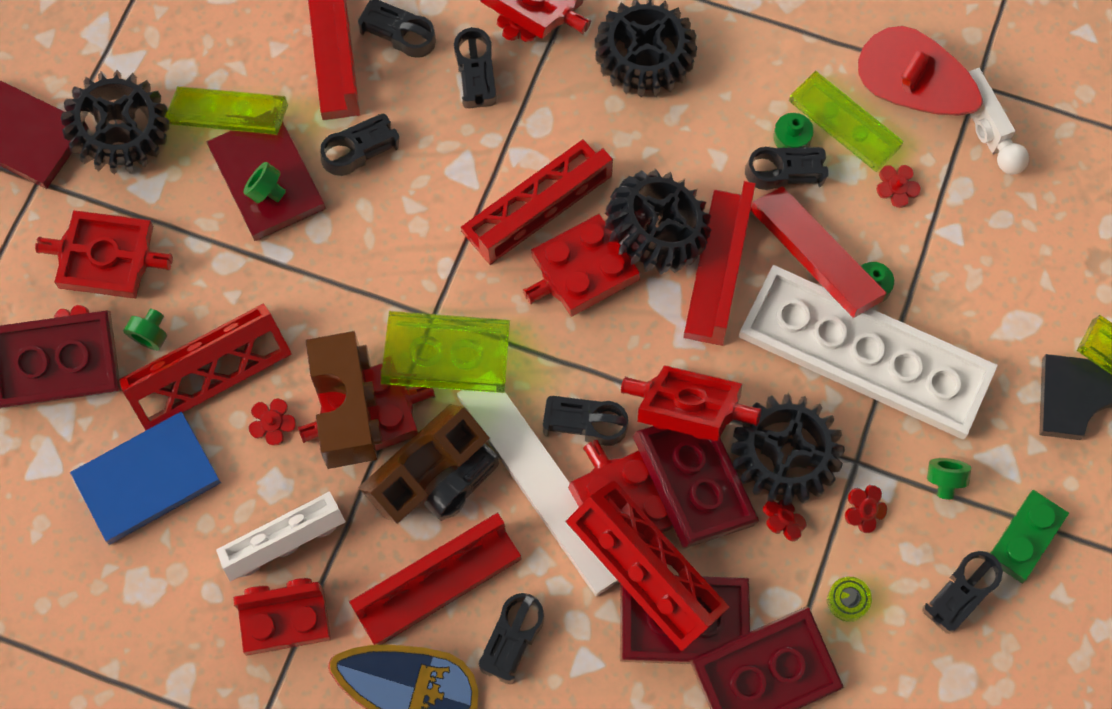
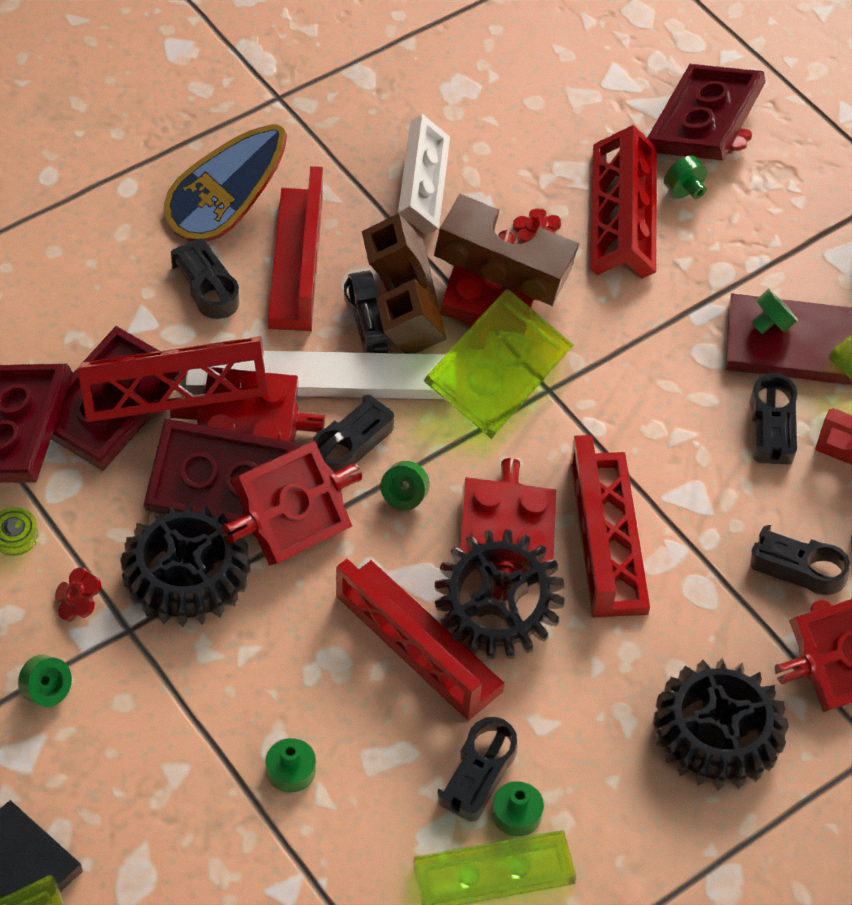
camera: 120 degrees right, 15 degrees down
(104, 254) = (788, 187): red plate -> none
(145, 478) = (551, 126): blue tile -> none
(282, 616) = (356, 148): red bracket -> none
(604, 348) = (404, 485): none -> green tile
(783, 518) = (123, 523): red plant -> none
(818, 252) = (360, 722): red tile -> none
(869, 353) = (220, 702): white plate -> none
(897, 185) = (380, 870): red plant -> none

